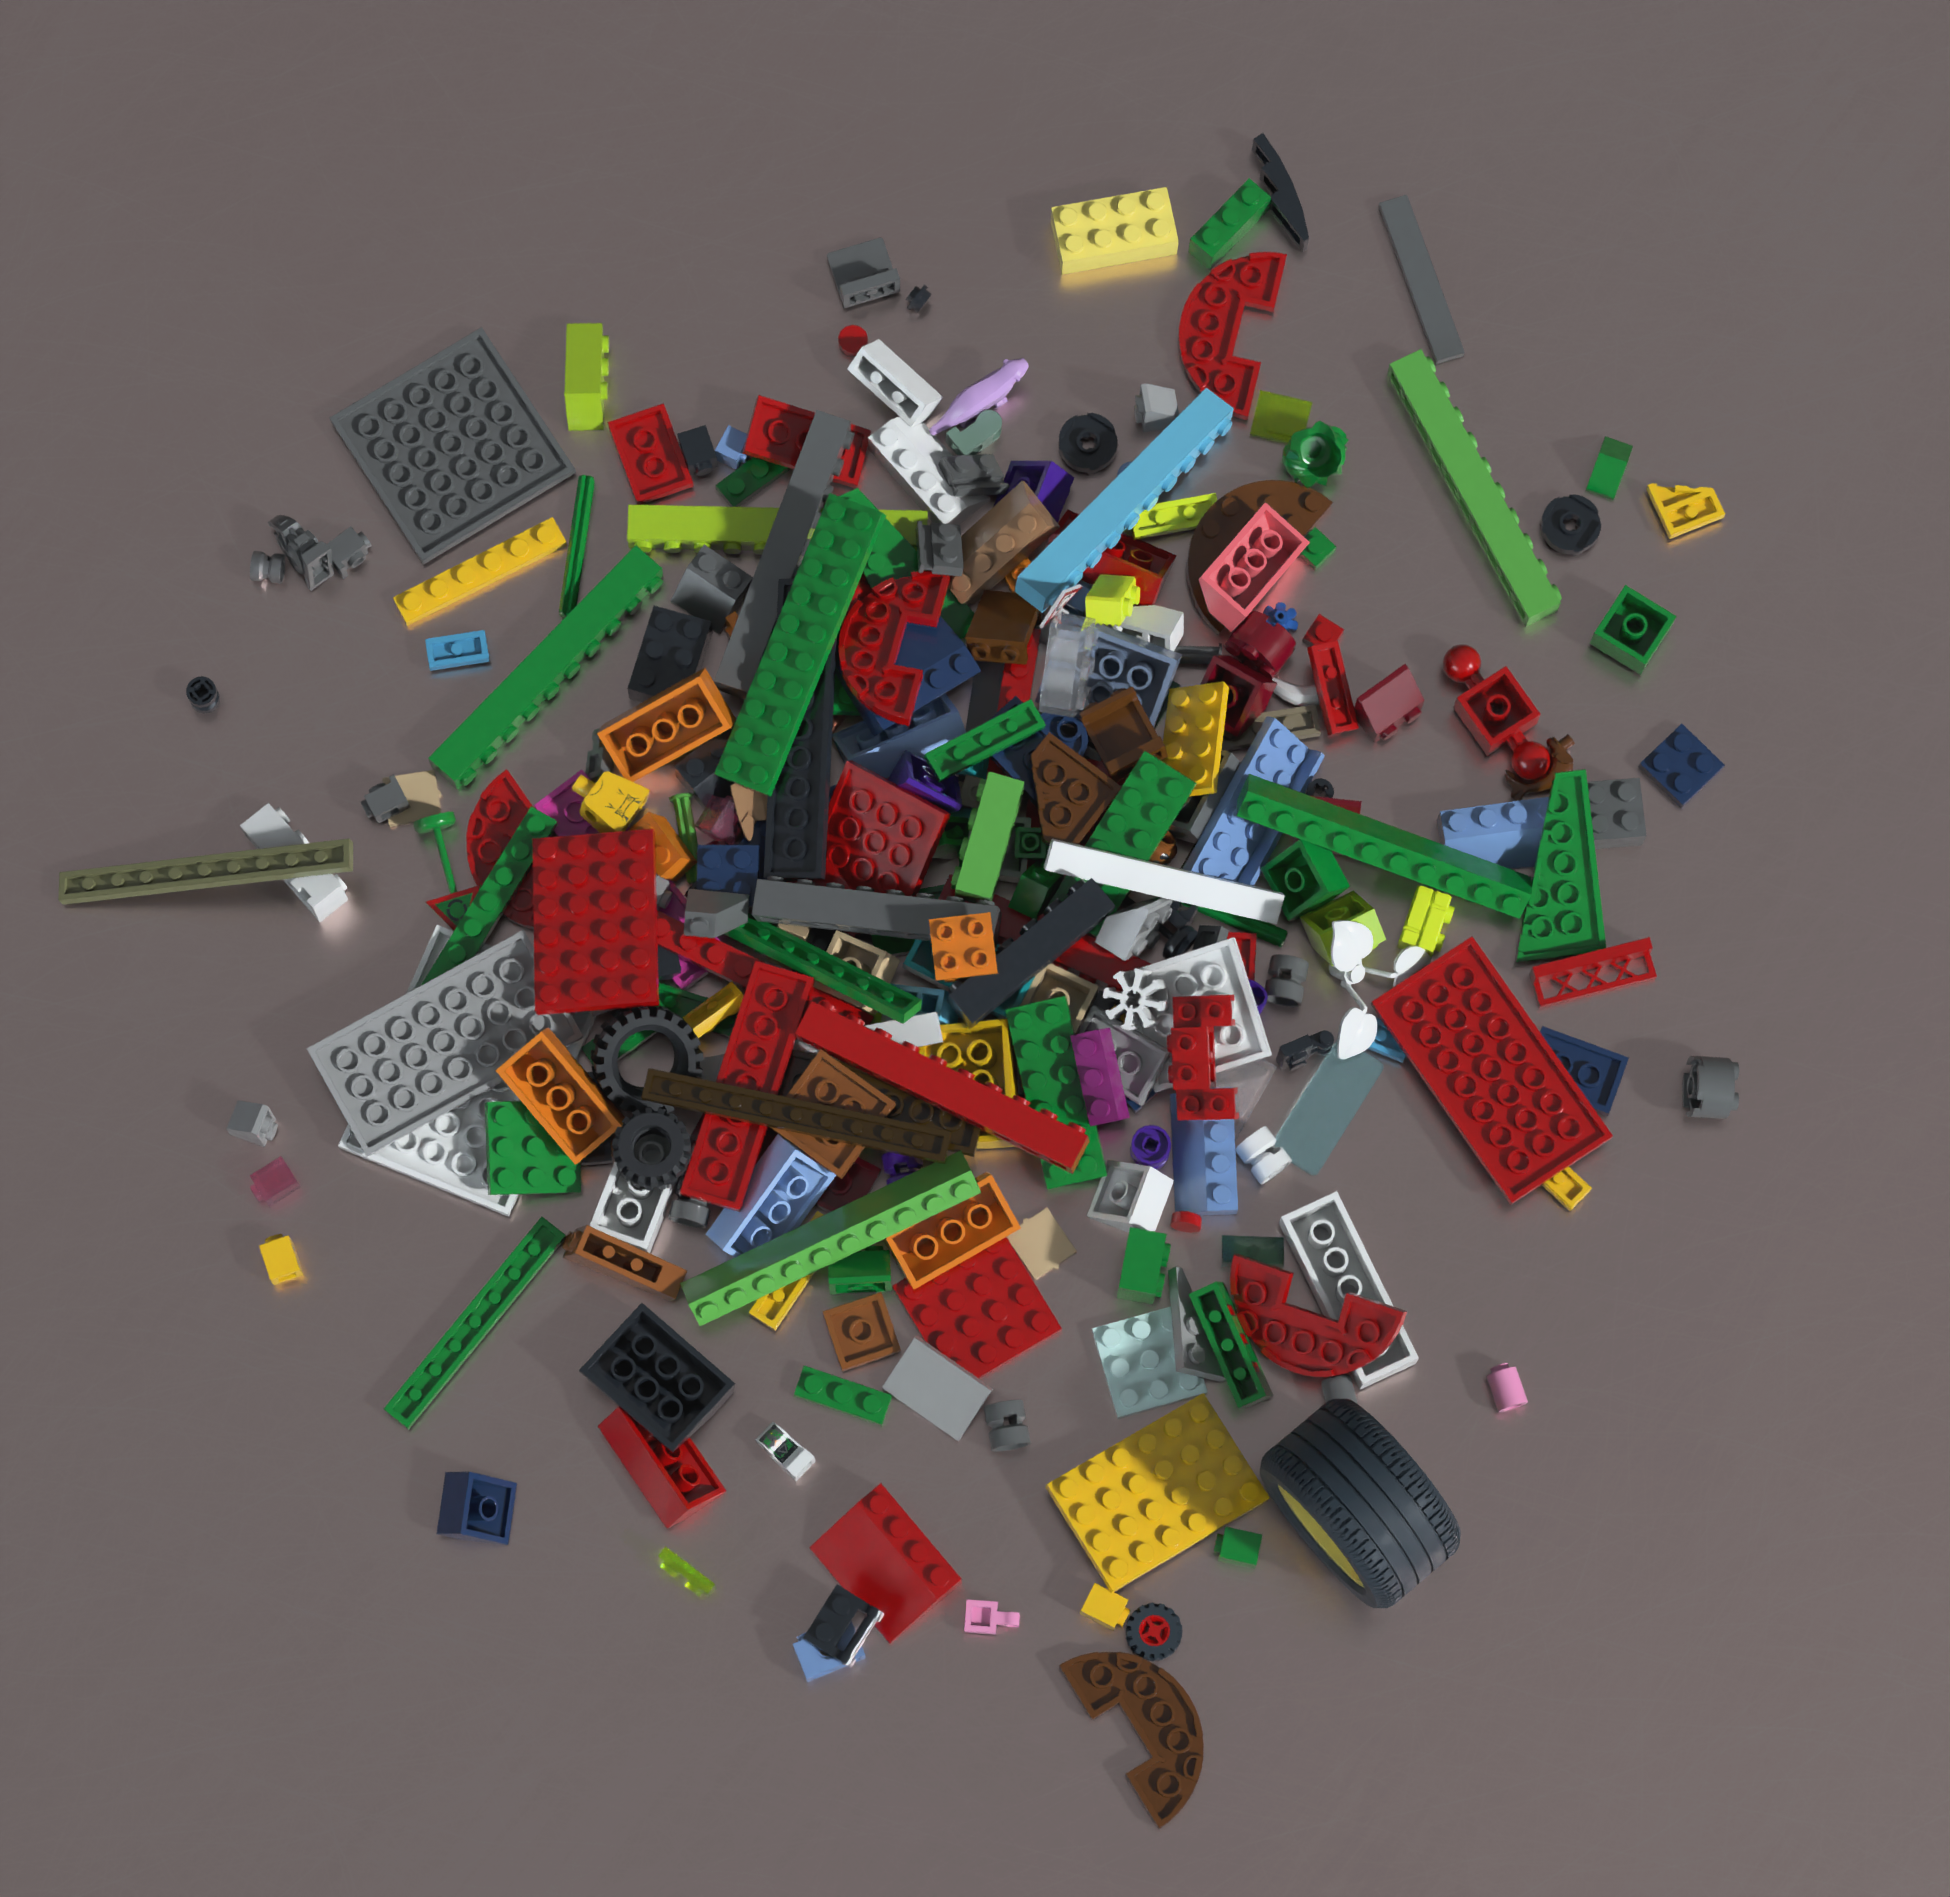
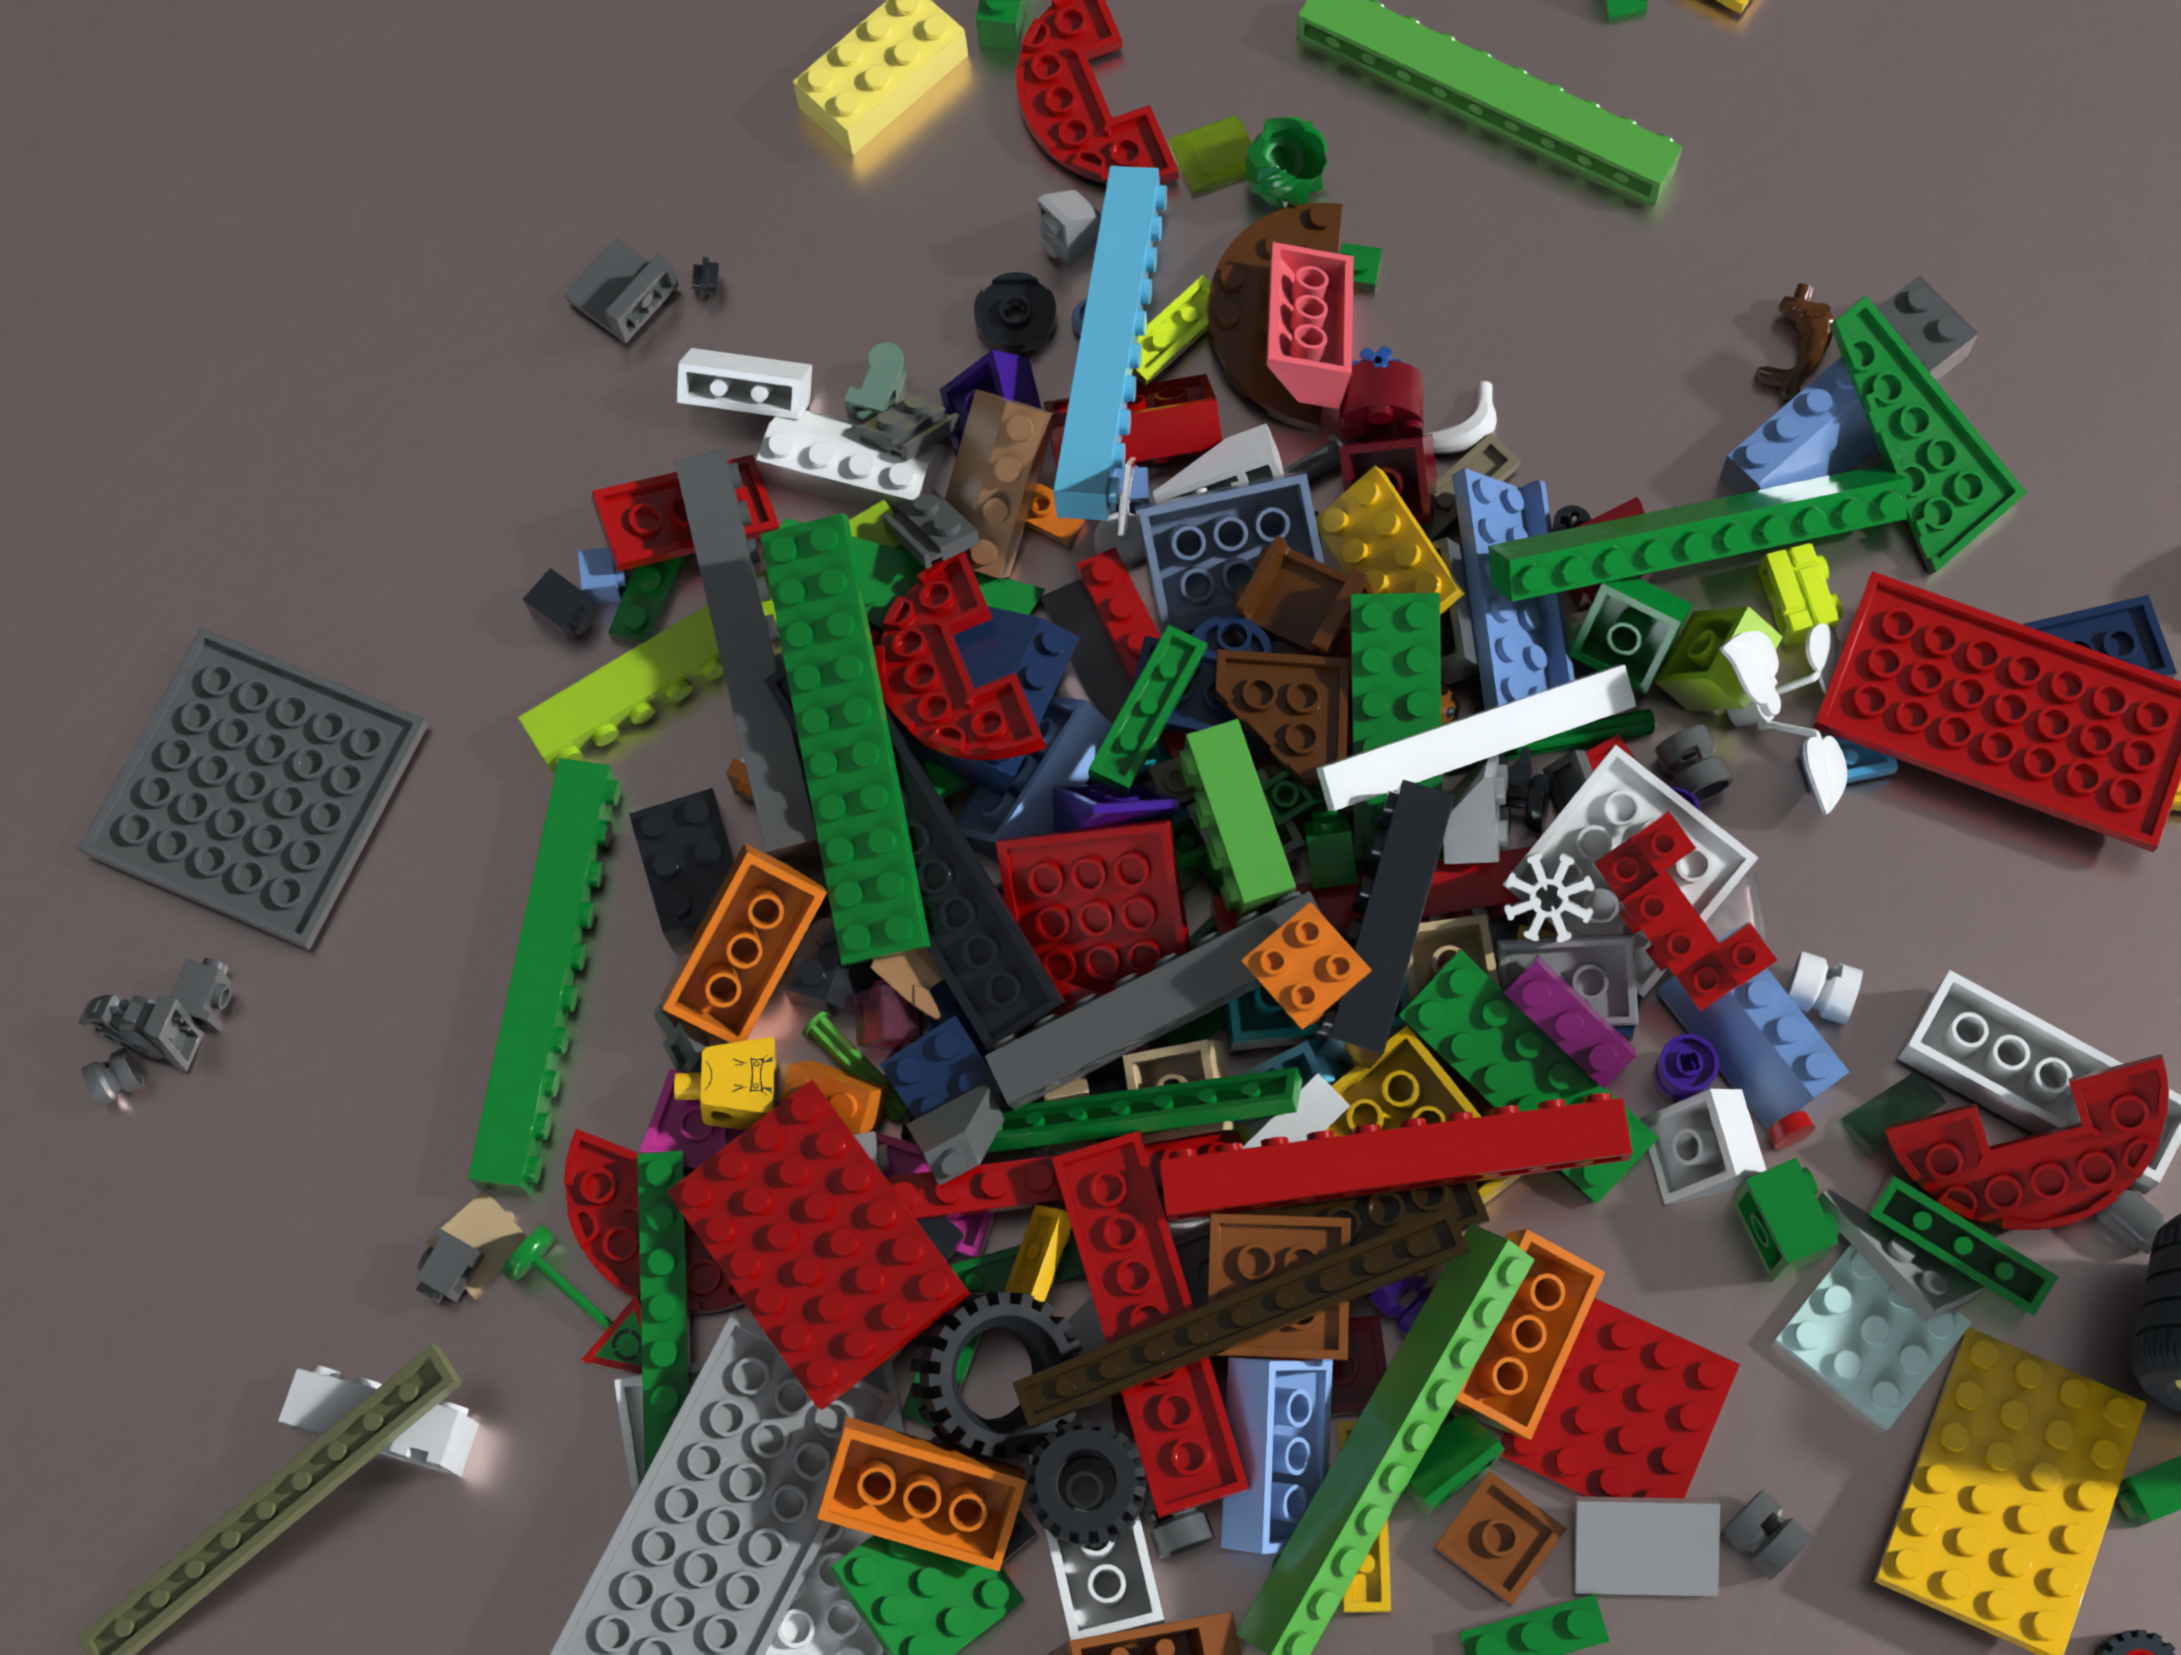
camera: 25 degrees left, 5 degrees down
(203, 701) = (136, 1291): black wheel -> none
(457, 650) = (419, 1025): dark azure plate -> none
(480, 571) = (385, 914): yellow plate -> none
(576, 544) = (485, 807): green axle -> none
(585, 376) = (366, 604): lime wedge -> none
(650, 454) = (505, 646): red plate -> none
(712, 588) = (686, 750): dark grey slope -> none
(852, 339) = (659, 371): red tile -> none
(982, 395) = (857, 334): lavender animal -> none
(1002, 628) = (1070, 571): reddish brown panel -> none
(1041, 1244) = (1637, 1275): tan piece -> none
(1068, 665) = (1185, 558): clear brick -> none
(1112, 599) = (1176, 458): neon yellow brick -> none
(1298, 1051) = (1781, 830): black plate -> none
(1322, 632) = (1438, 354): red plate -> none
(1327, 1108) = (1848, 882): clear light blue piece -> none
(1332, 688) = (1498, 399): red plate -> none
(1389, 704) = (1575, 379): dark red slope -> none
(1501, 693) = (1701, 309): red brick -> none
(1572, 541) = (1619, 84): black plate -> none
(1589, 961) = (2021, 513): red fence -> none
(1633, 629) = (1783, 126): green brick -> none
(1681, 765) = (1944, 241): dark blue plate -> none

